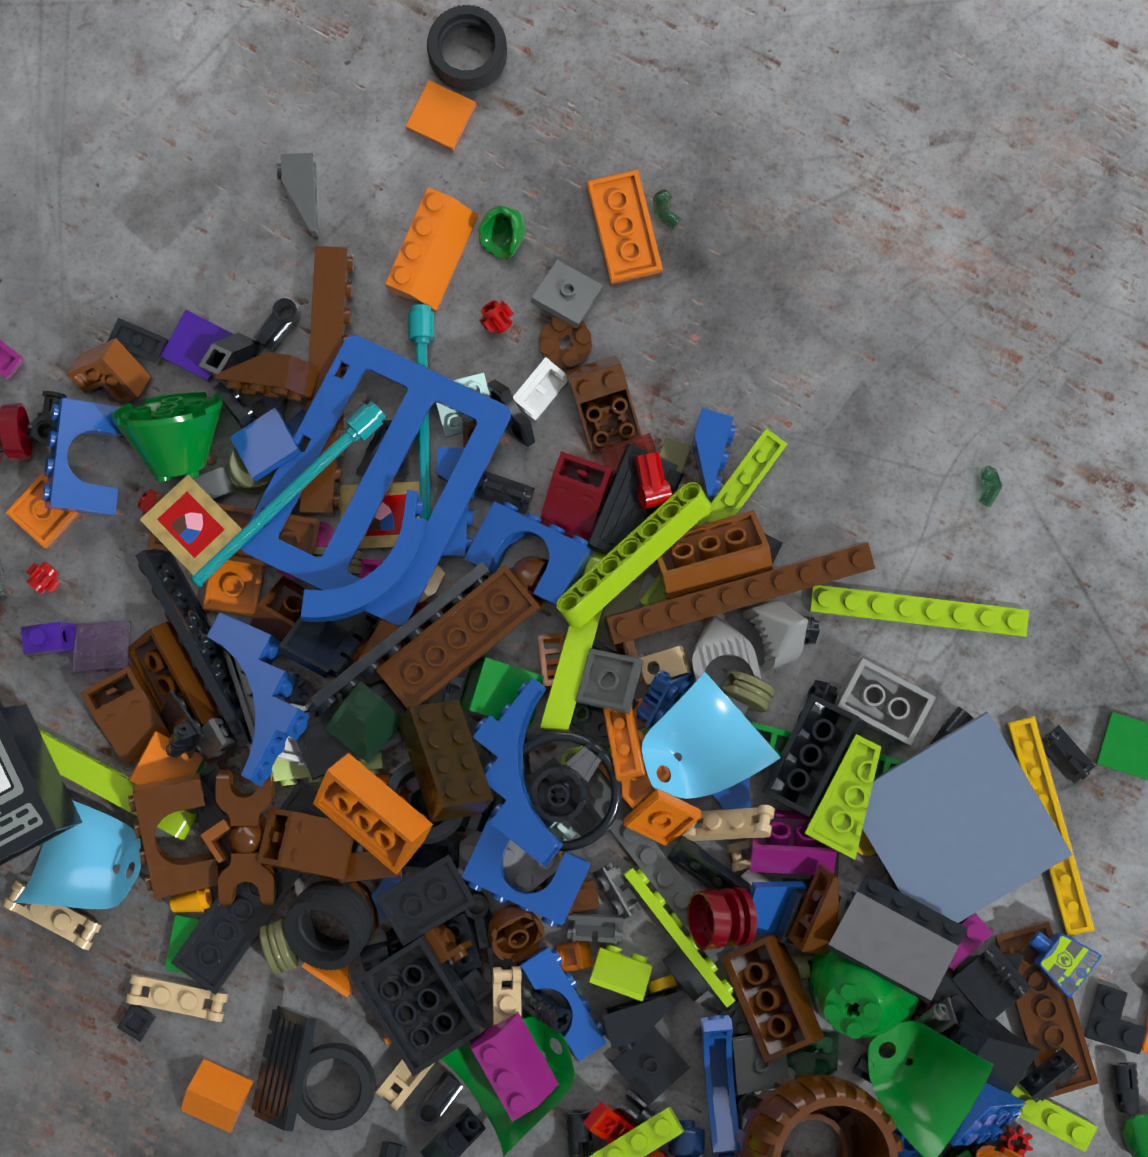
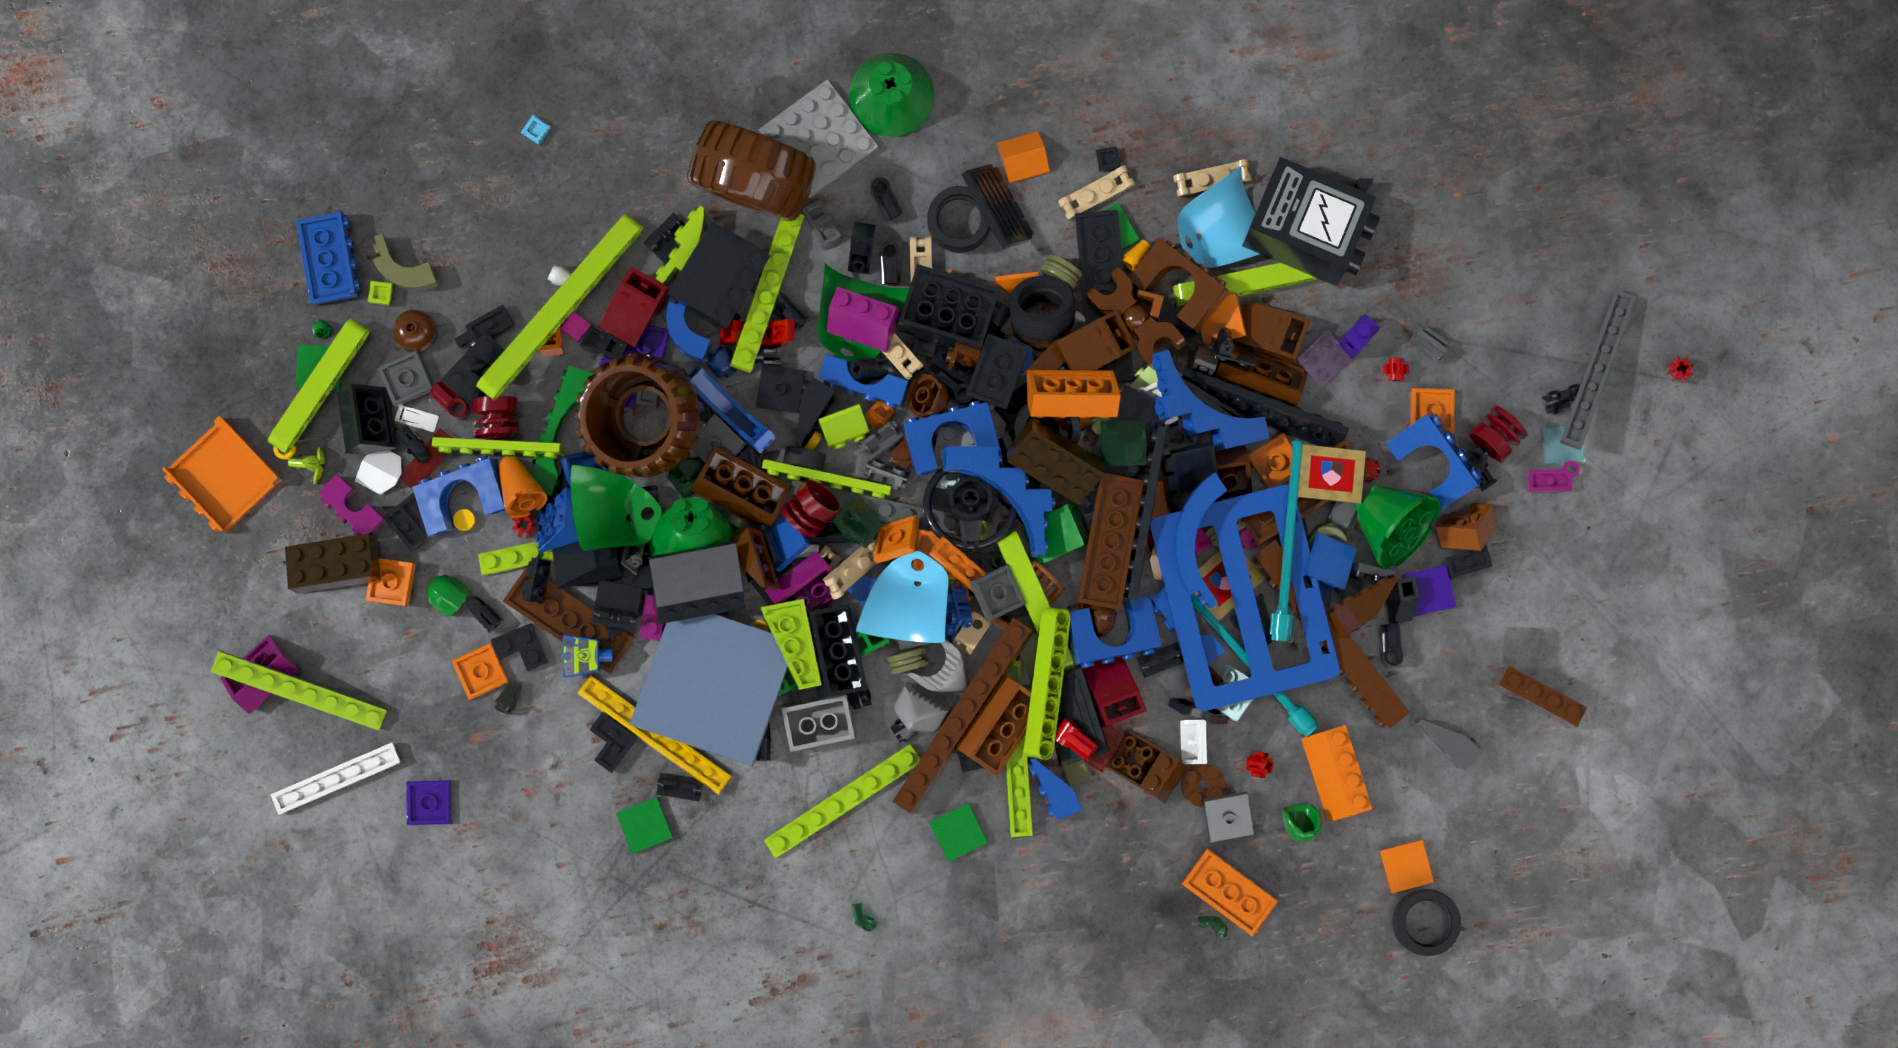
camera: 140 degrees right, 0 degrees up
(177, 146) = (1558, 706): none -> reddish brown arch
(685, 866) = (858, 522): none -> clear green slope
(833, 490) = (958, 832): none -> green tile
(1091, 850) = (618, 742): none -> black plate

